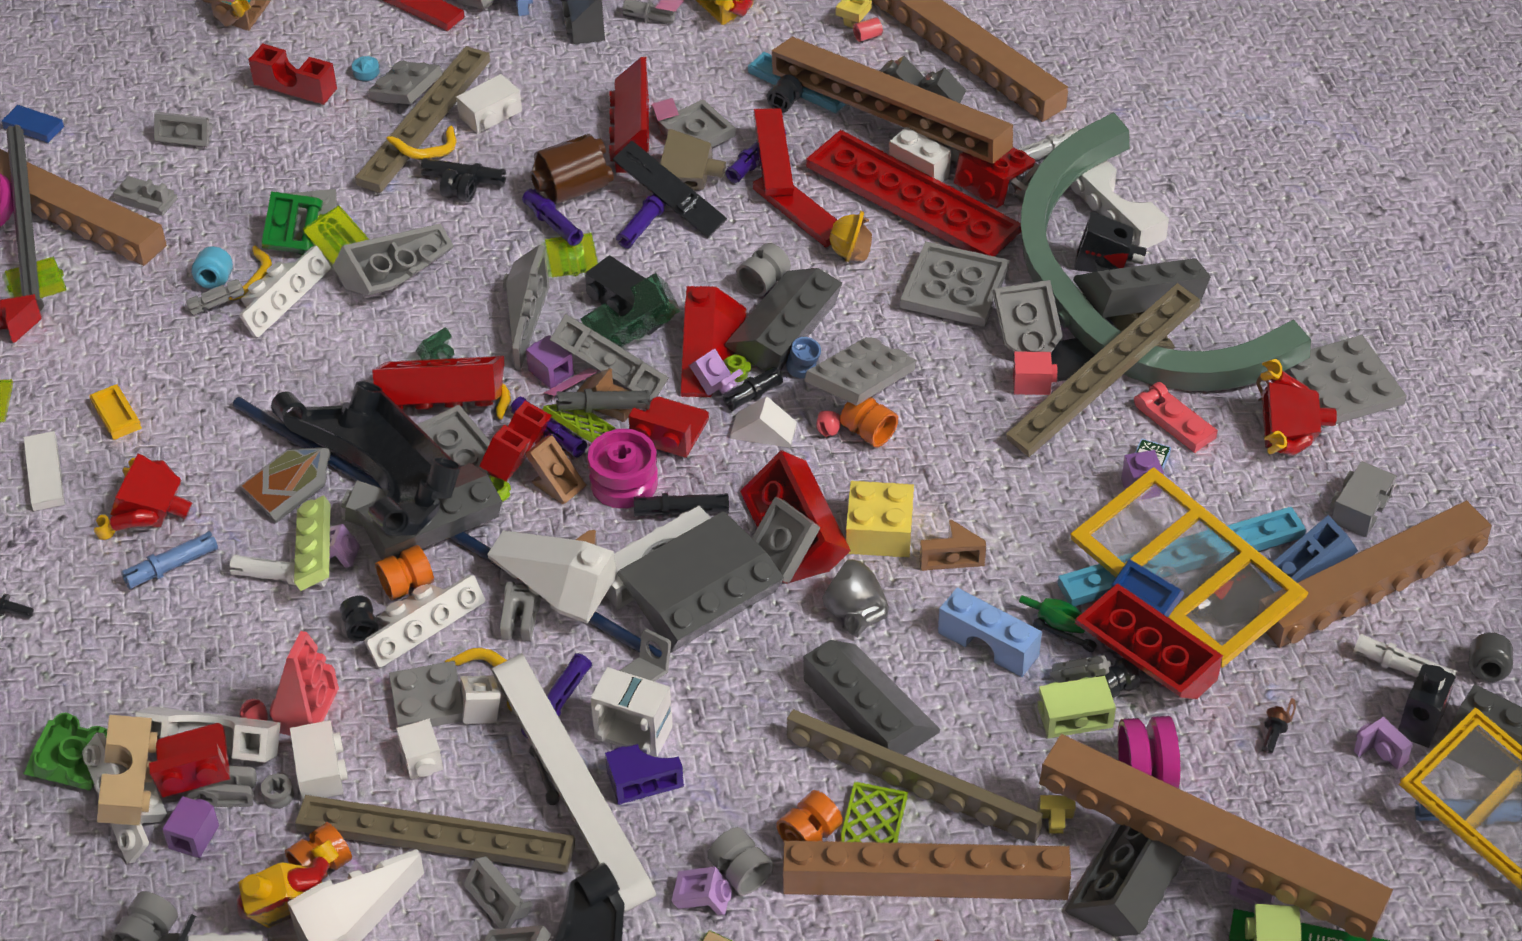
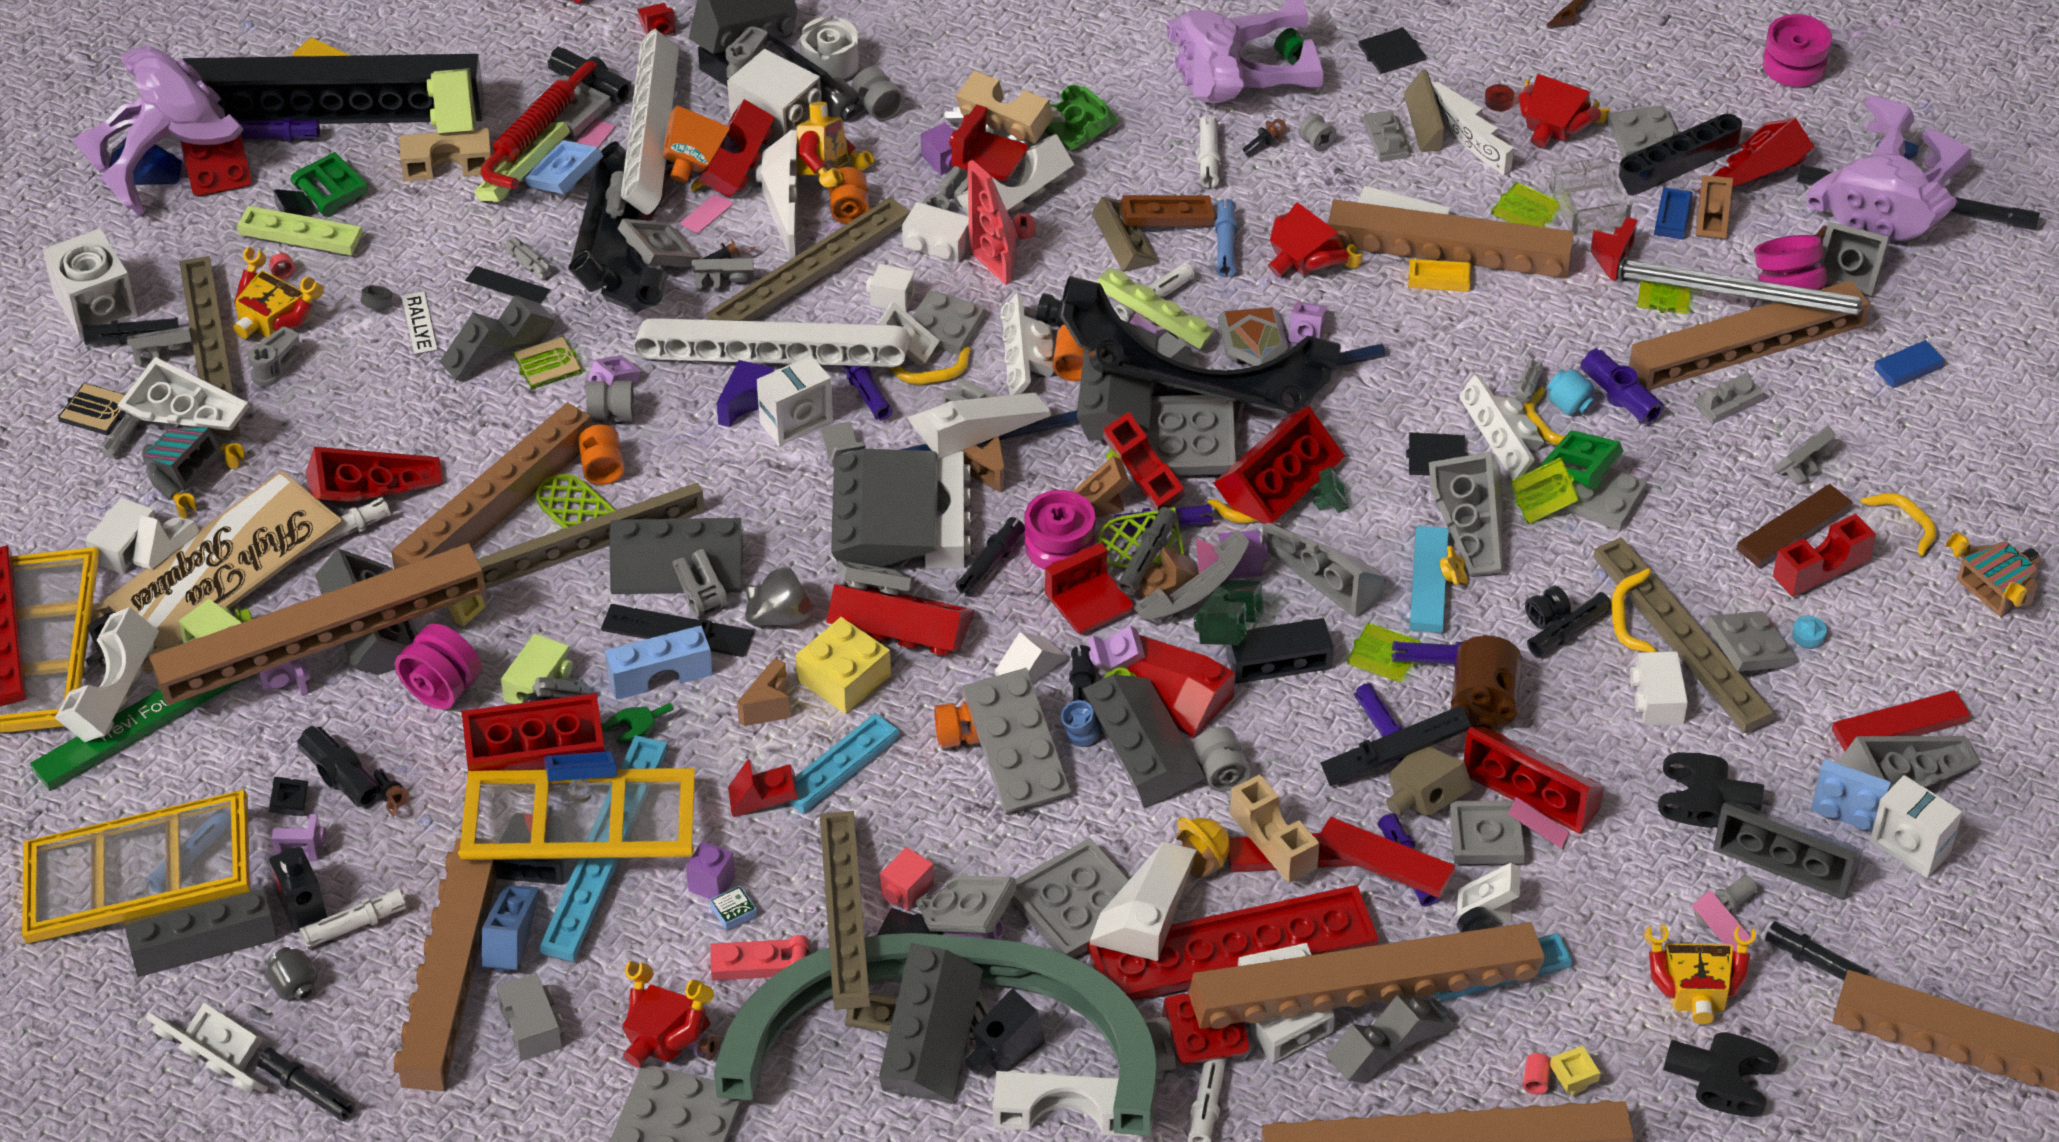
camera: 125 degrees right, 0 degrees up
(66, 625) = (1208, 159): none -> white pin
(70, 417) = (1452, 238): none -> medium nougat brick
(166, 610) = (1167, 210): none -> dark orange plate
(182, 245) = (1622, 386): none -> dark purple piece
(202, 61) = (1912, 510): none -> yellow animal
(212, 638) = (1125, 242): none -> dark tan slope
(240, 453) = (1306, 320): none -> lavender bracket
(262, 113) = (1794, 525): none -> reddish brown tile
(336, 320) = (1432, 447): none -> black piece
(461, 246) = (1453, 567): none -> yellow plate
(464, 913) = (727, 251): none -> piece
(476, 262) = (1428, 580): none -> medium azure tile
(562, 49) = (1707, 790): none -> black connector
(750, 93) = (1493, 892): none -> white slope
(805, 210) = (1286, 846): none -> tan arch
(888, 652) = (693, 591): none -> light grey piece
(936, 662) = (650, 624): none -> black piece
(940, 228) = (1145, 907): none -> white wedge
(965, 478) = (843, 761): none -> medium azure tile
(1042, 498) = (756, 790): none -> red slope
(1294, 773) = (339, 766): none -> black piece
(1353, 787) = (288, 796): none -> black tile

